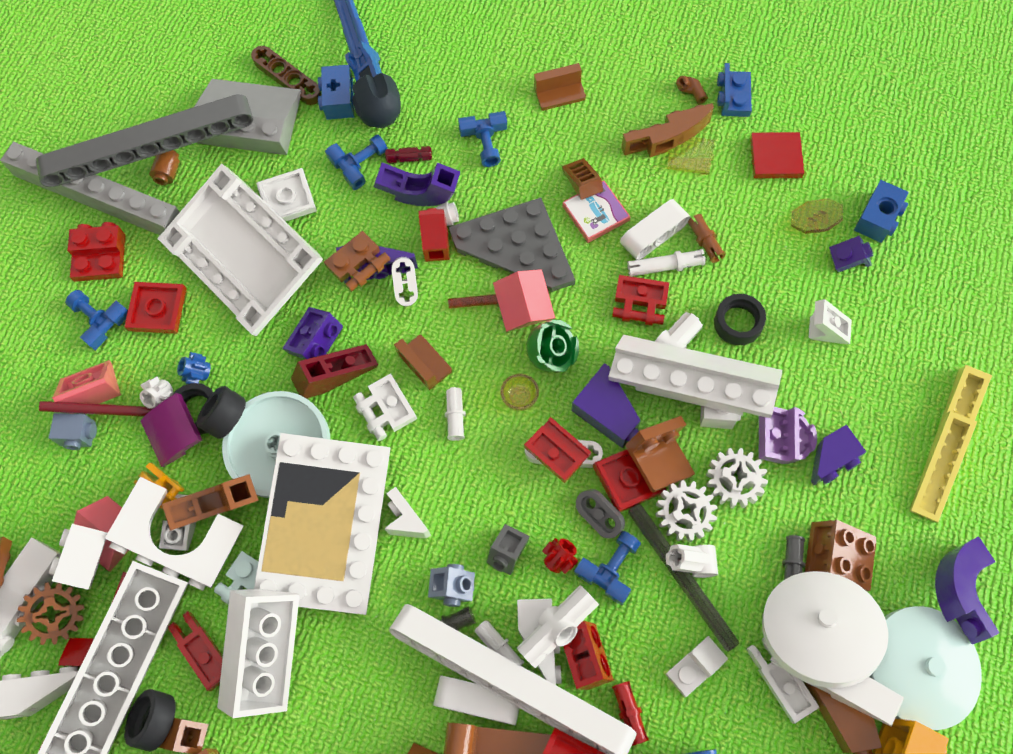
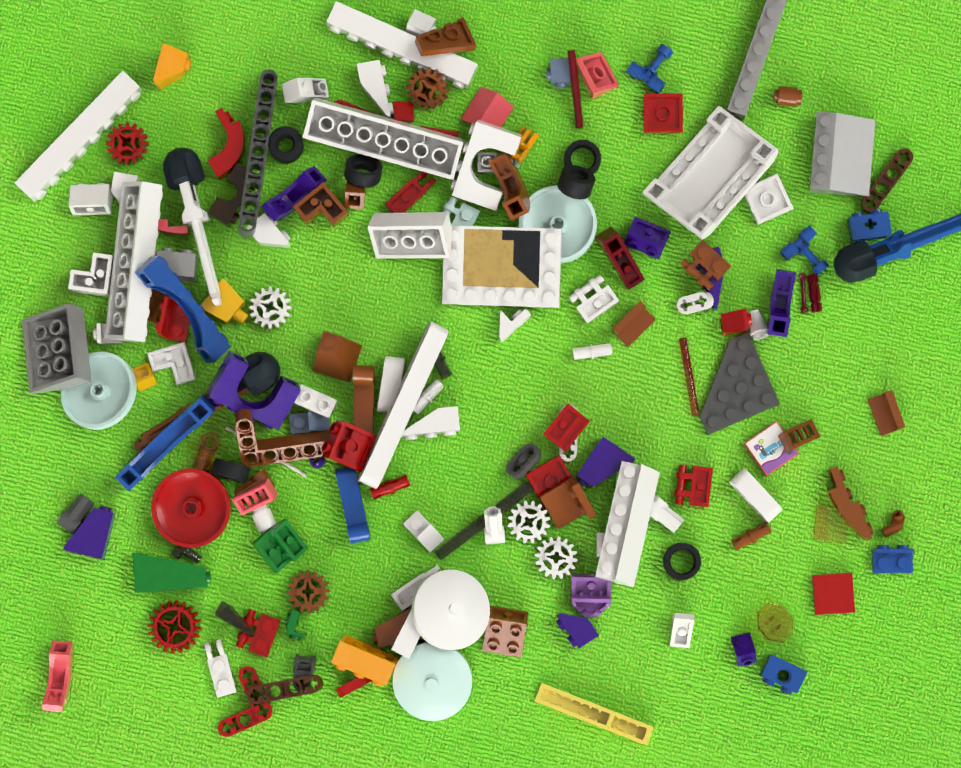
camera: 80 degrees right, 15 degrees up
(79, 556) = (463, 104): white brick -> none
(96, 252) = (707, 57): red plate -> none
(143, 140) = (797, 83): dark grey beam -> none
(155, 392) = (591, 128): white gear -> none
(171, 429) = (563, 145): magenta slope -> none
(193, 368) = (613, 152): blue gear -> none
(426, 167) = (802, 277): none -> dark red hinge
(451, 585) = (464, 360): sand blue brick -> none
(484, 130) = (842, 353): blue bar -> none
(507, 549) = (493, 397): dark grey bracket -> none
(519, 392) = (610, 397): clear yellow piece -> none
(523, 299) = (686, 396): coral slope -> none
(552, 346) = (646, 419): green cylinder -> none
(557, 626) = (440, 433): white piece -> none
(560, 555) = (491, 434): red gear -> none
(588, 658) = (424, 455): red brick -> none
(606, 575) = (480, 467): blue bar -> none
(669, 262) = (729, 513): white pin -> none
(794, 556) = (501, 598): dark grey axle -> none
(957, 589) = (487, 704): dark purple arch -> none

